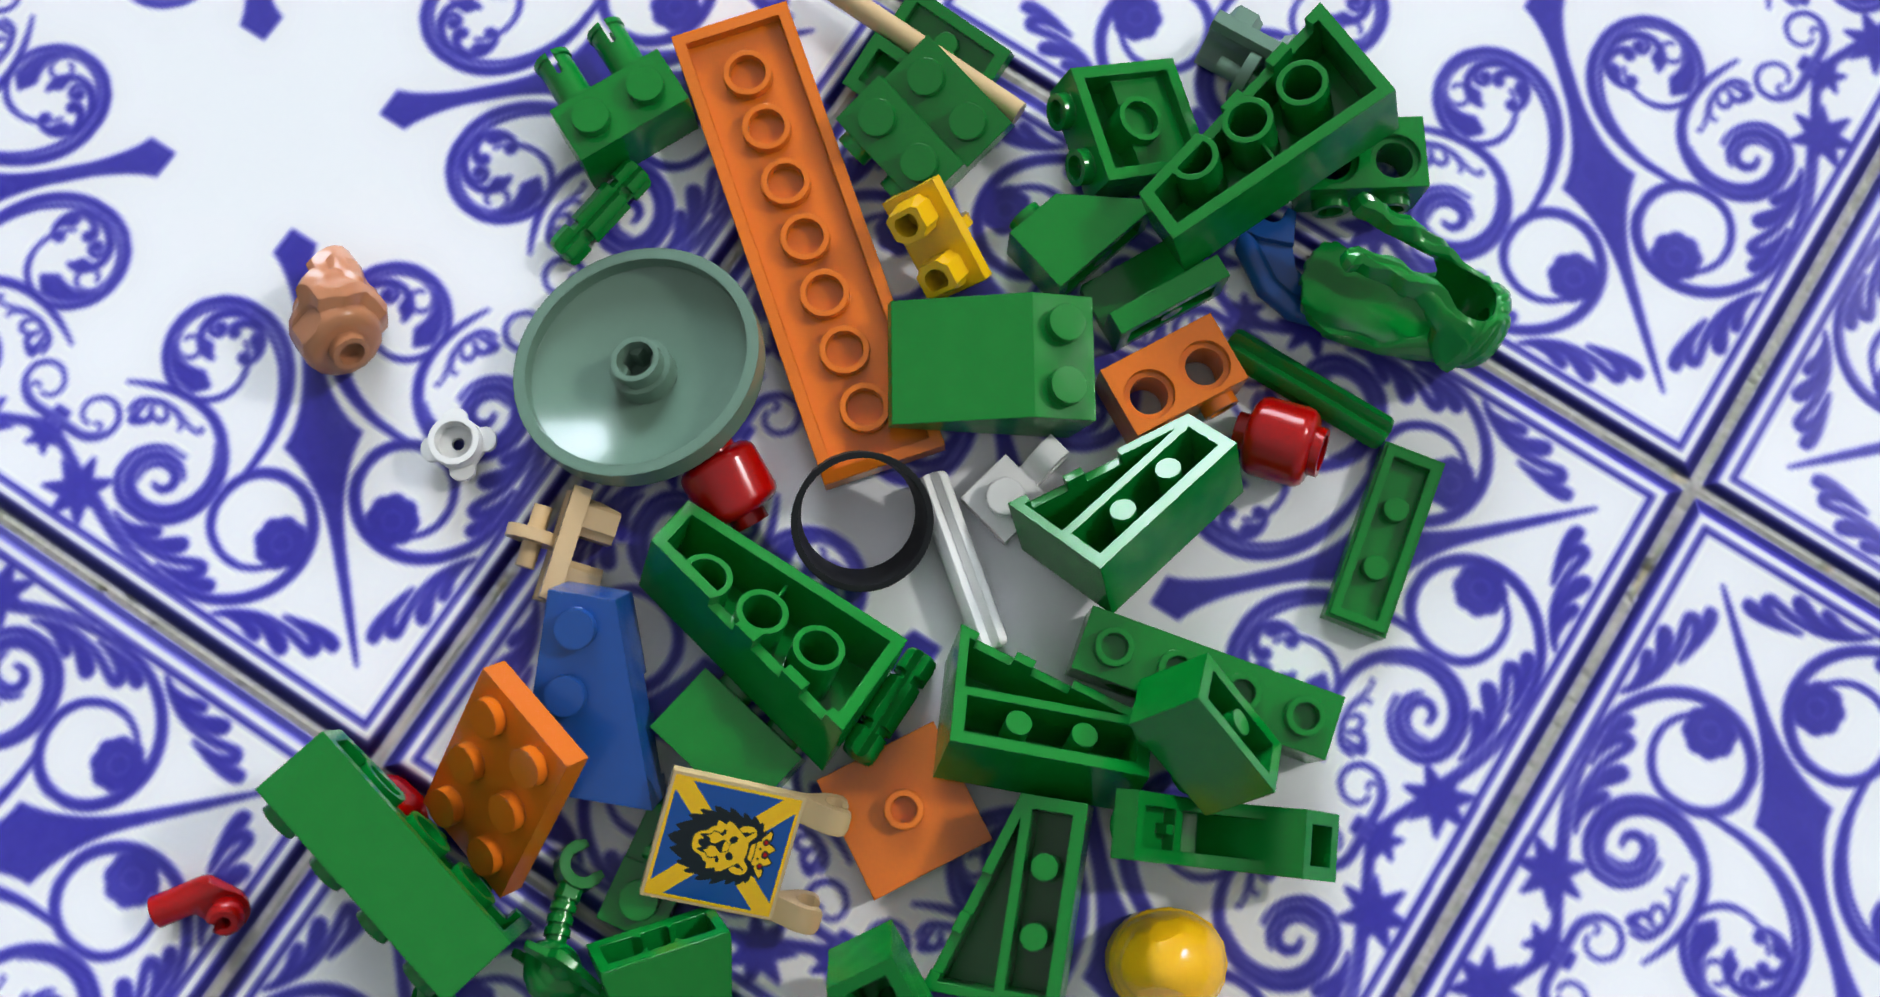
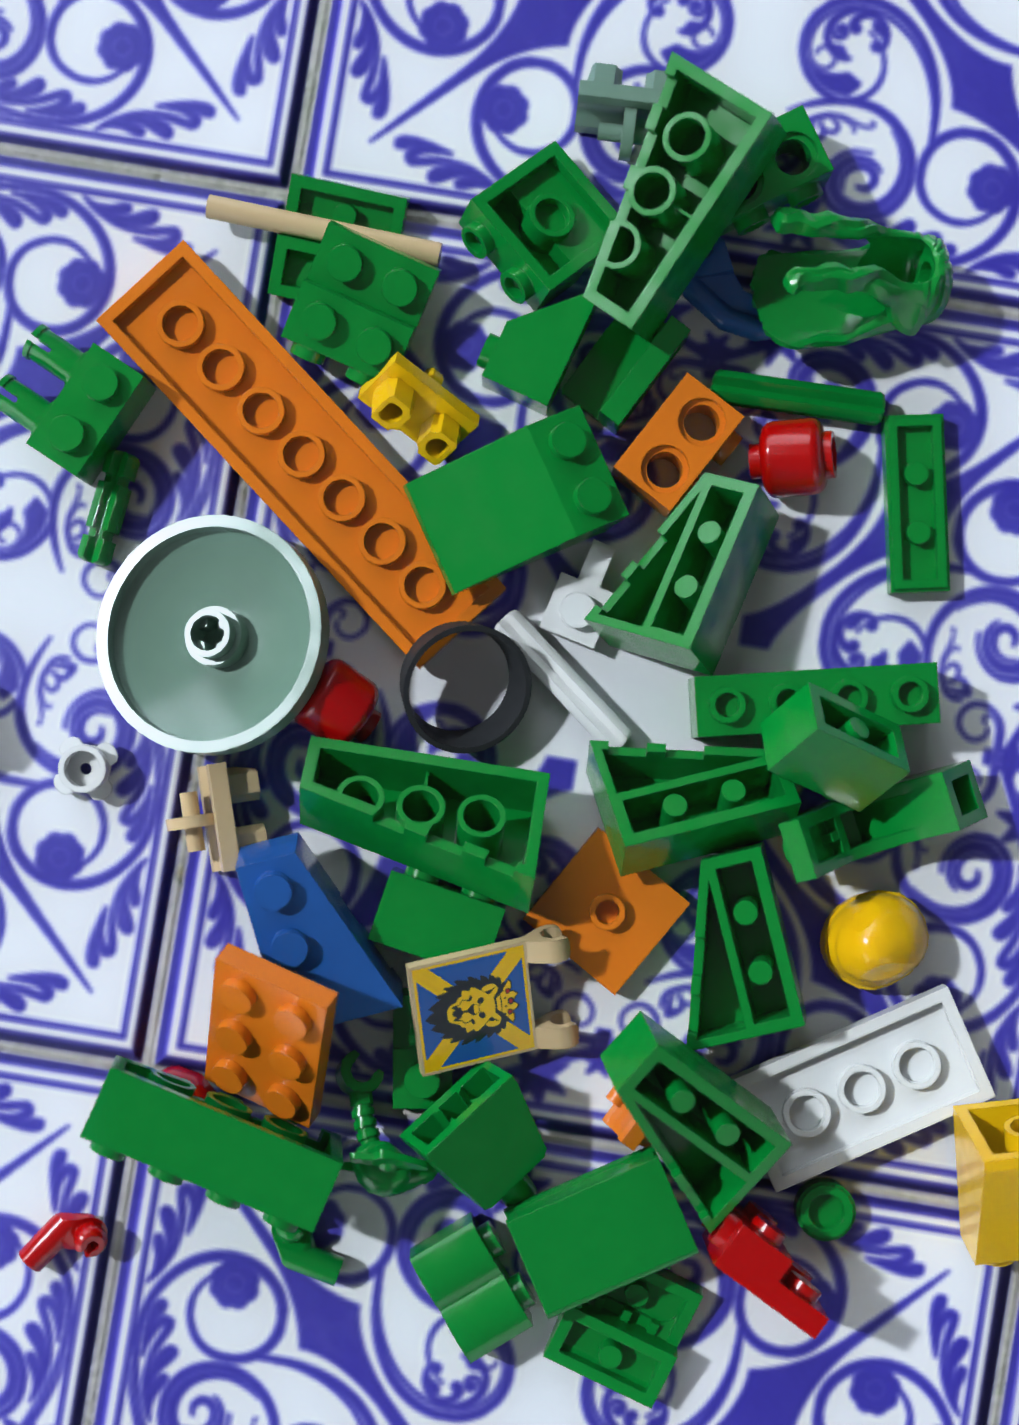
camera: 20 degrees left, 10 degrees up
(889, 706) = (557, 831): green axle -> none

